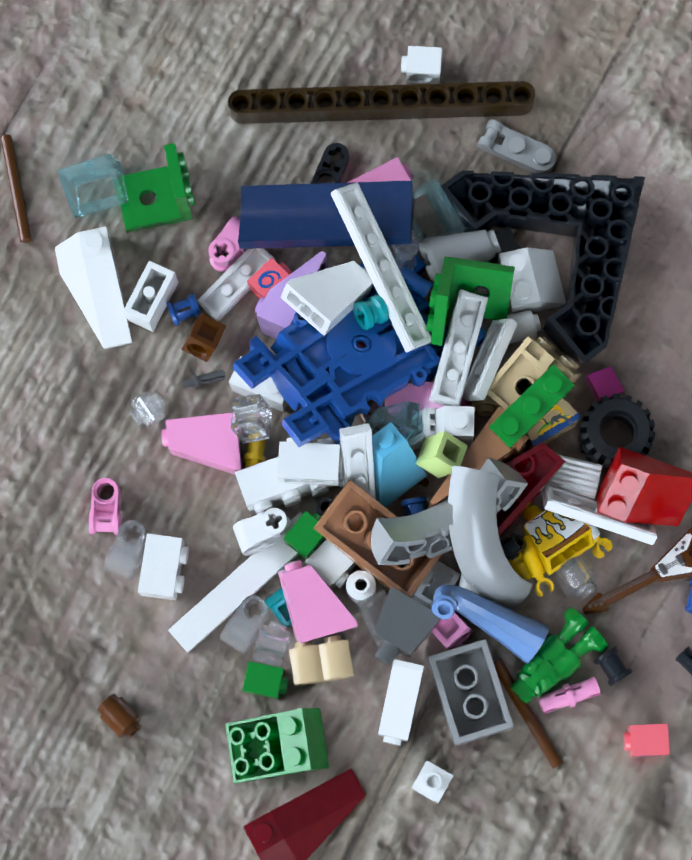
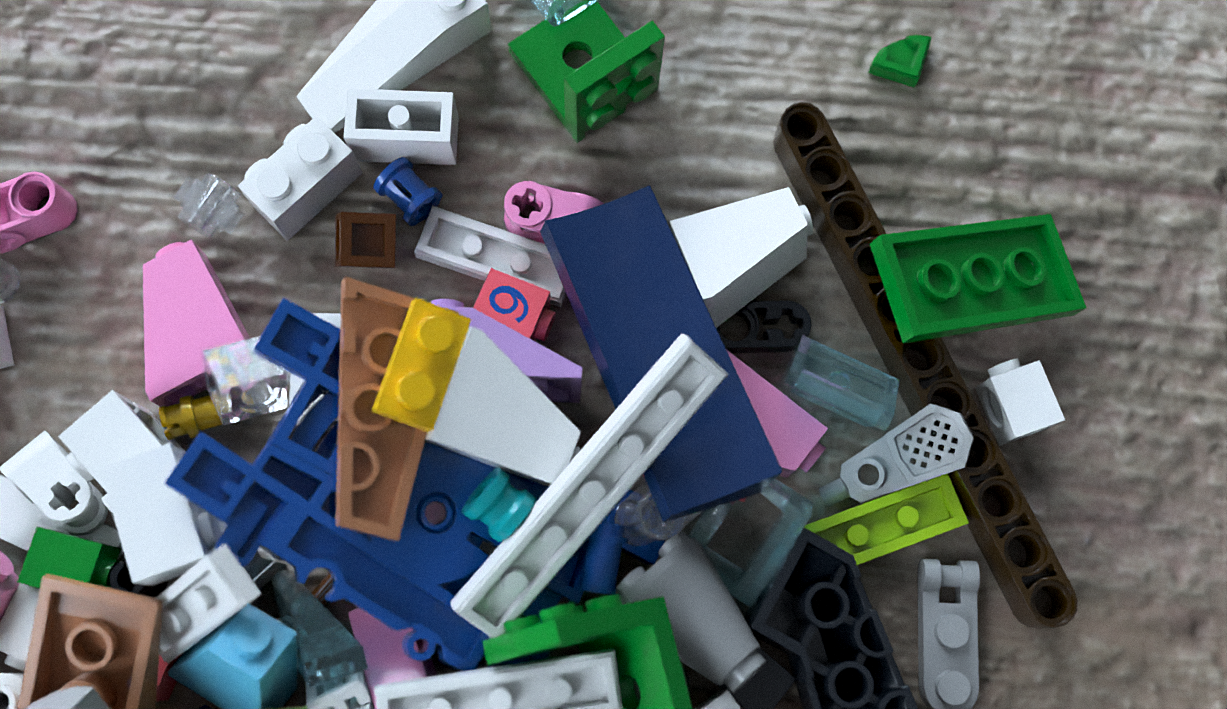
camera: 55 degrees right, 0 degrees up
(154, 358) = (300, 177): none -> white brick
(204, 379) = (296, 265): dark grey piece -> none
(223, 40) = (902, 60): none -> green tile
(289, 156) = (742, 248): none -> white slope
(294, 312) = (421, 365): none -> yellow plate
(299, 335) = (373, 452): none -> nougat wing
(355, 54) = (976, 277): none -> green plate
(378, 142) = (841, 384): none -> clear light blue tile
(426, 134) = (895, 462): none -> light grey piece
(453, 145) = (894, 520): none -> lime plate

